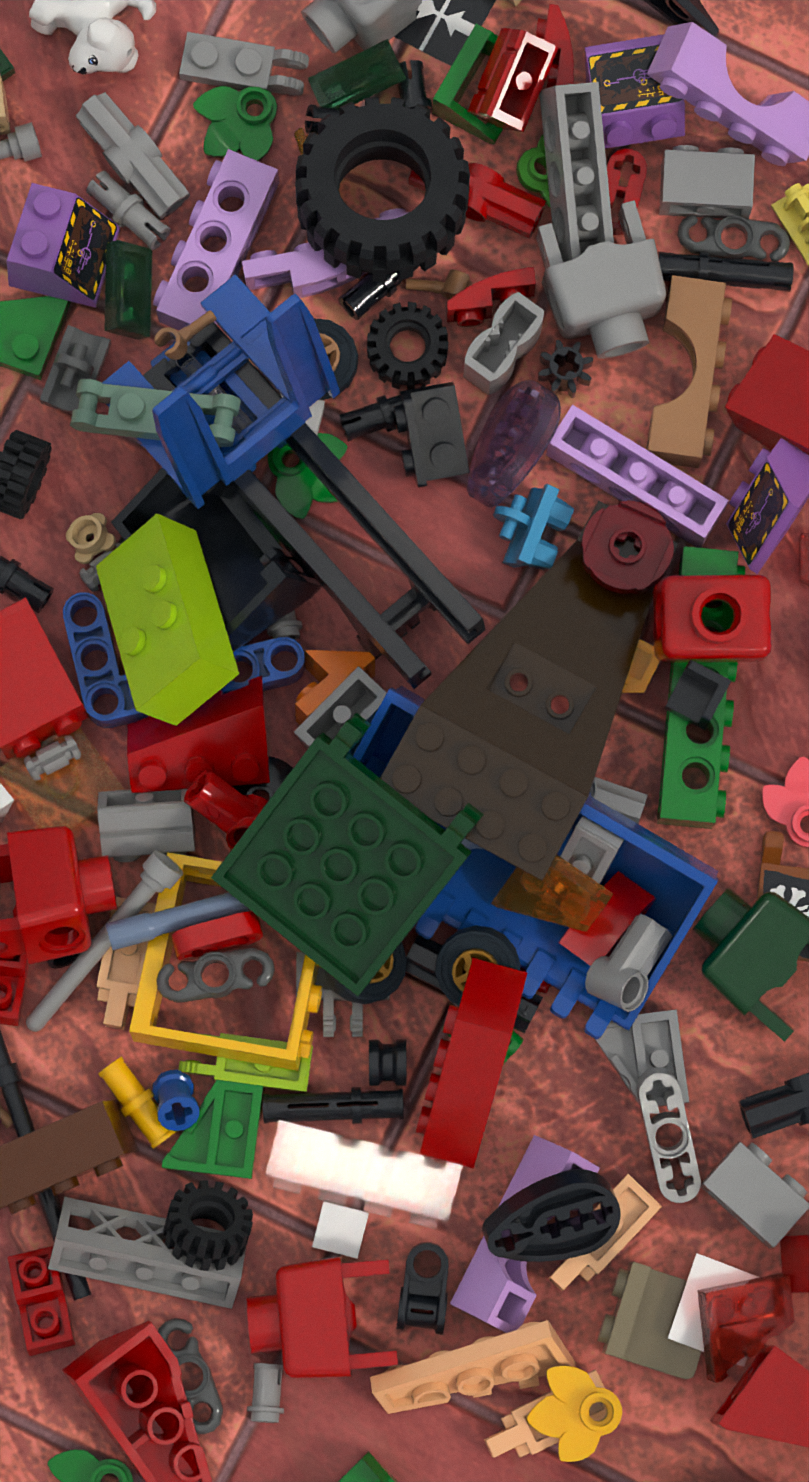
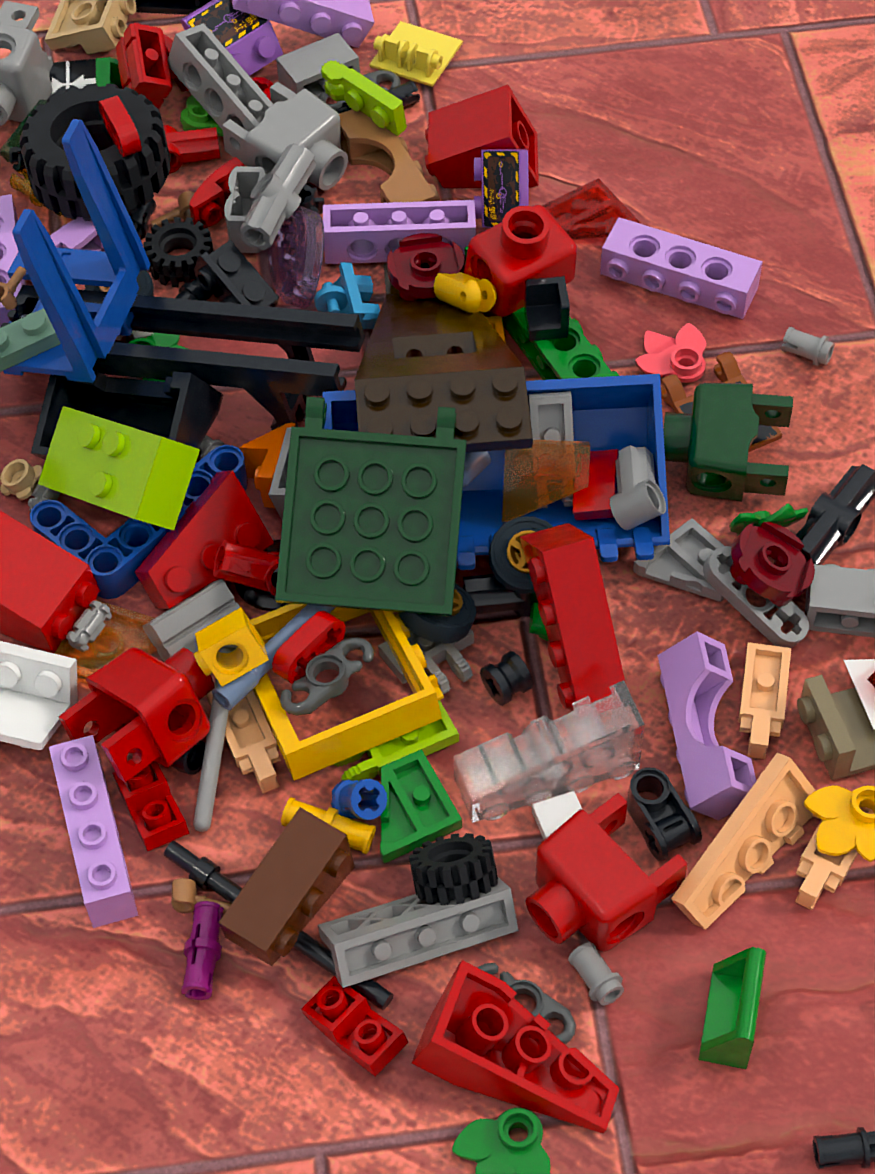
camera: 30 degrees left, 25 degrees down
(142, 900) = (230, 630): none -> yellow brick
(389, 1106) = (503, 720): black pin -> none
(403, 210) = (120, 126): none -> red beam
(526, 372) = (277, 196): none -> light grey piece
(567, 1237) = (700, 684): black piece -> none
(634, 619) = (465, 292): none -> yellow piece
(674, 1116) = (777, 581): none -> dark red plate
(708, 279) = (364, 95): none -> lime hinge
(735, 1067) = (784, 516): none -> green plate

